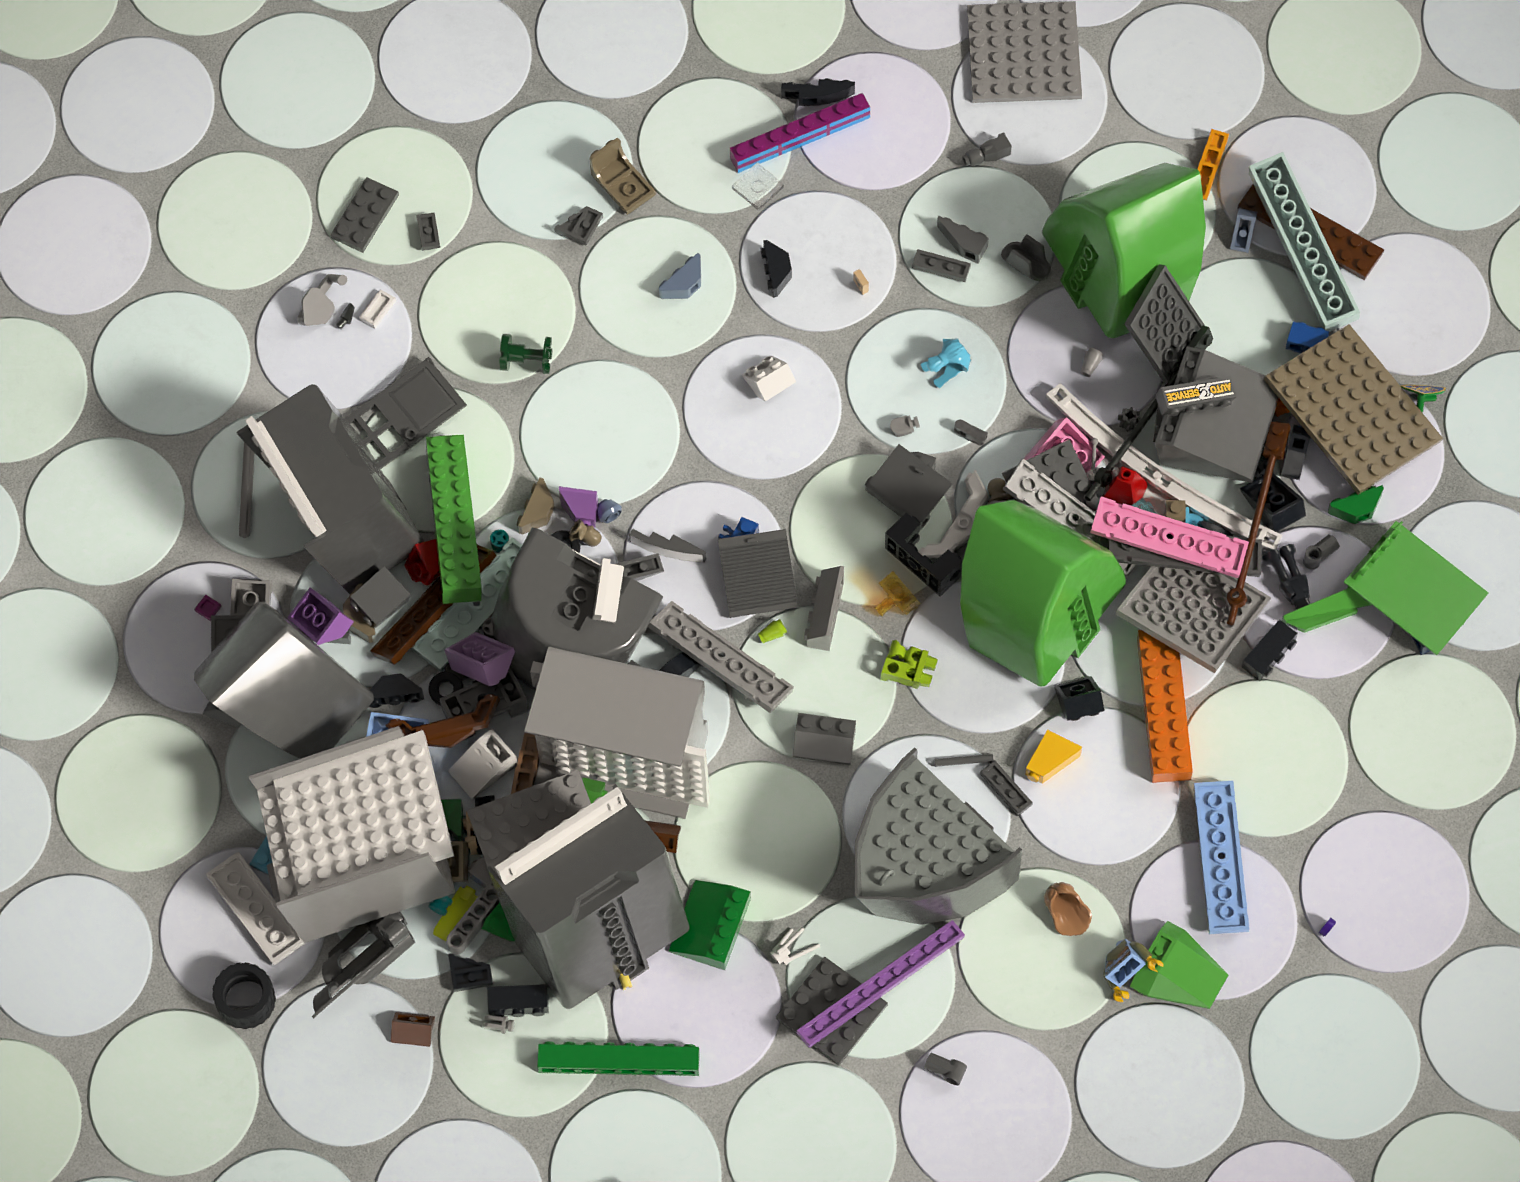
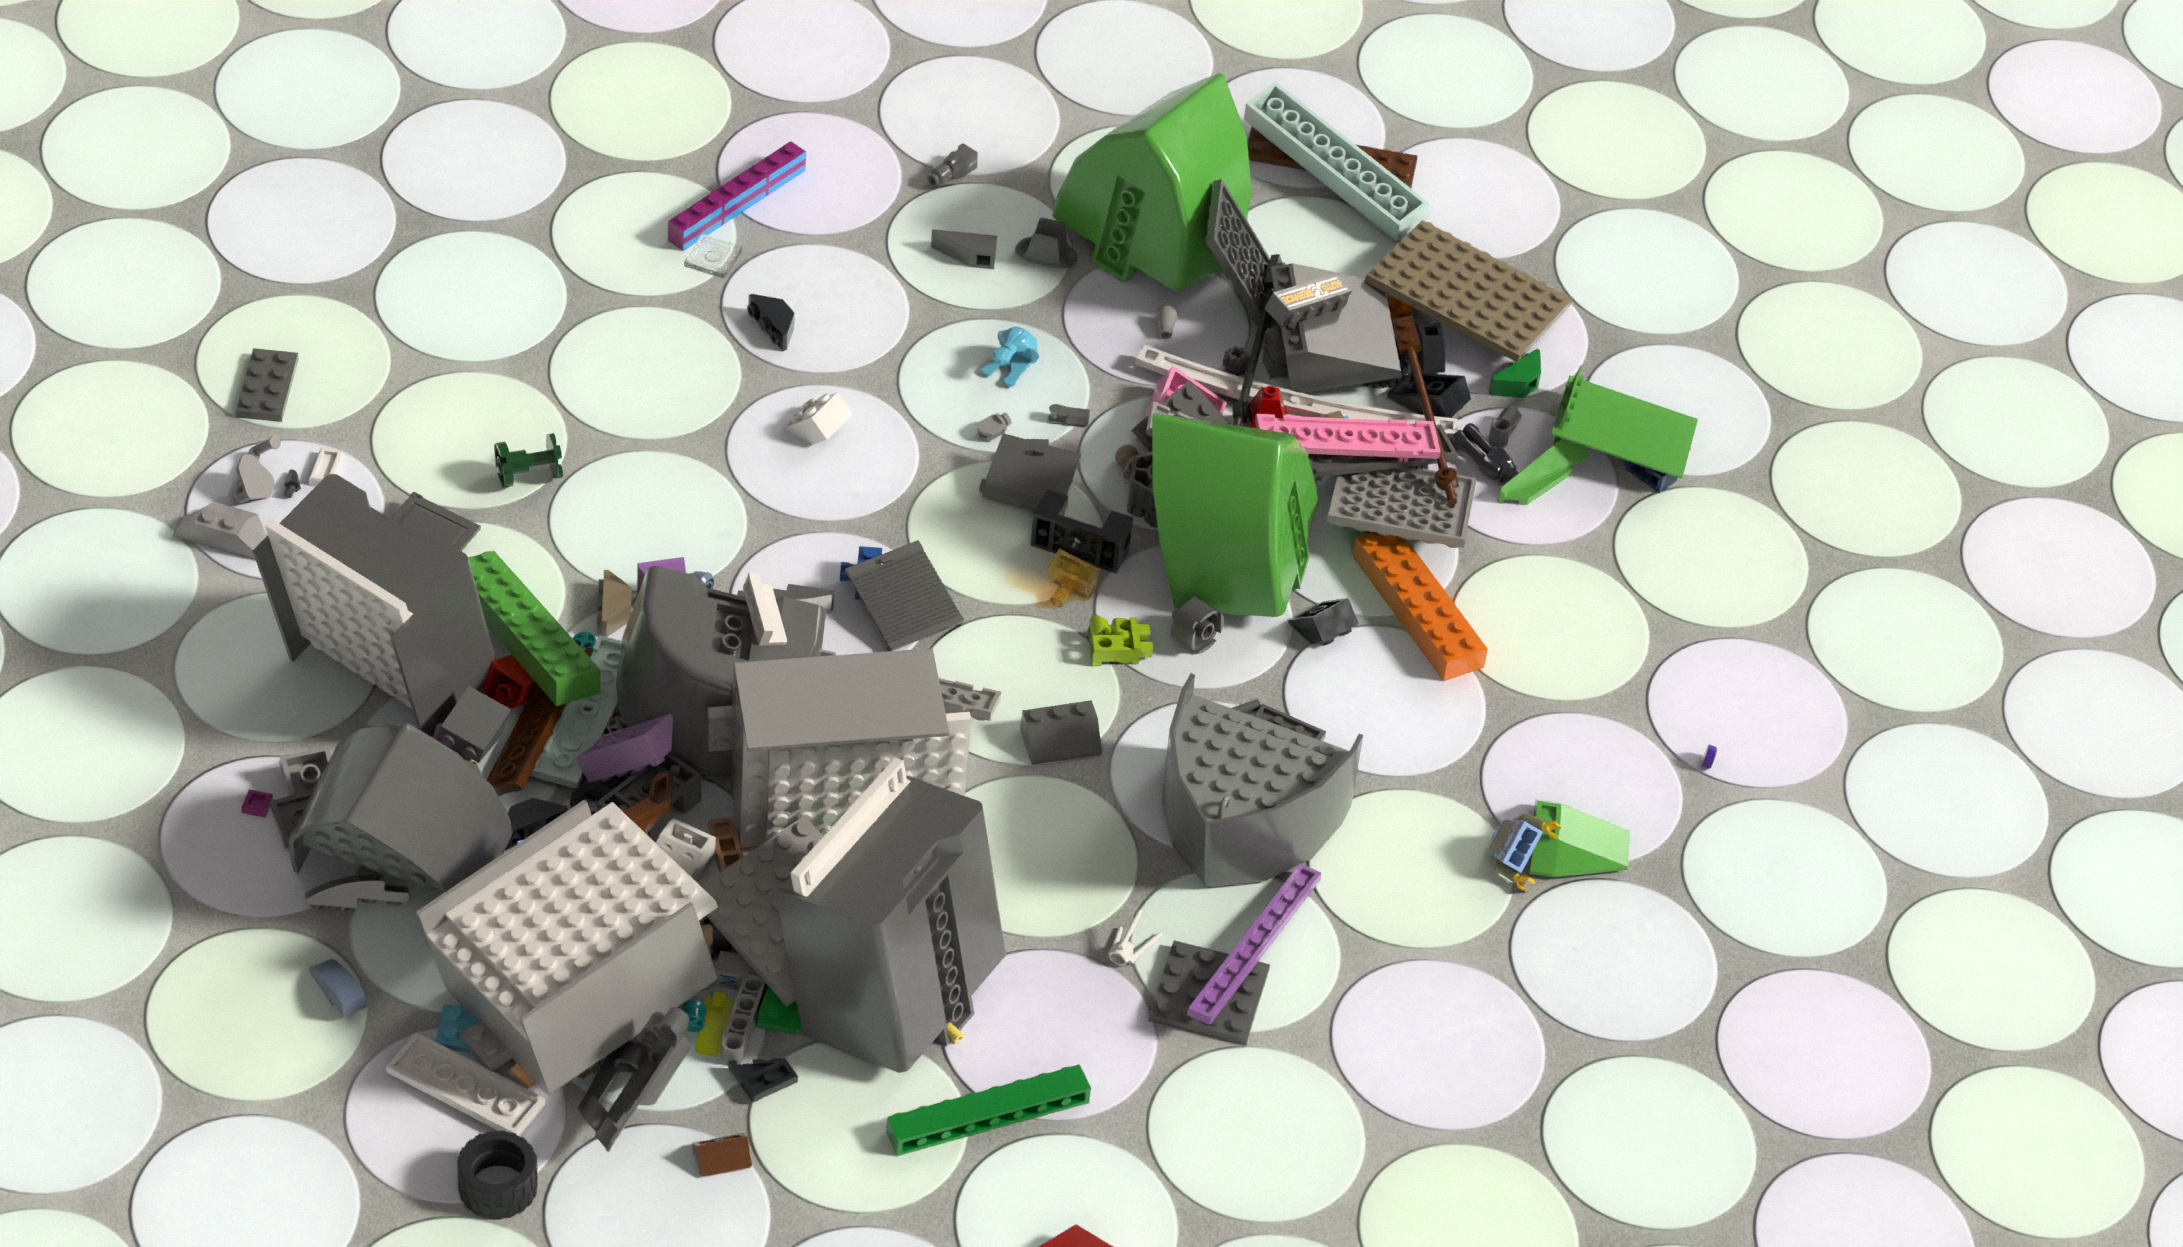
camera: 30 degrees left, 20 degrees down
(200, 791) = (339, 987): none -> sand blue slope
(246, 492) = (249, 671): light grey axle -> none
(281, 347) = (223, 529): none -> light grey wedge
(428, 231) = (352, 381): dark grey plate -> none
(503, 1028) = (824, 1116): light grey arm -> none
(518, 1000) = (837, 1085): black brick -> none
(580, 225) = (529, 334): dark grey wing -> none
(619, 177) = (551, 282): dark tan bracket -> none
(684, 280) = (674, 357): sand blue slope -> none
(714, 923) = (1032, 946): green slope -> none
(772, 631) = (948, 649): lime cone -> none
(824, 93) = (737, 159): black slope -> none
(825, 609) = (998, 609): light grey slope -> none
(861, 281) = (875, 310): tan tile -> none
(941, 265) = (956, 276): dark grey plate -> none
(950, 1070) = (1379, 1008): dark grey piece -> none
(960, 530) = (1112, 489): white helmet -> none
(973, 672) = (1196, 624): none -> dark grey brick
(1024, 52) = (943, 77): light grey plate -> none
(1051, 757) = (1324, 682): yellow slope -> none
(1067, 909) = (1422, 815): medium nougat hair -> none
(1091, 473) = (1212, 386): light grey hinge -> none
(1221, 877) = (1573, 740): light blue piece -> none
(1243, 230) = (1263, 171): sand blue slope -> none
(1270, 650) = (1503, 526): black brick -> none
(1304, 337) = (1377, 245): blue brick -> none
(1425, 393) = (1529, 263): shield -> none

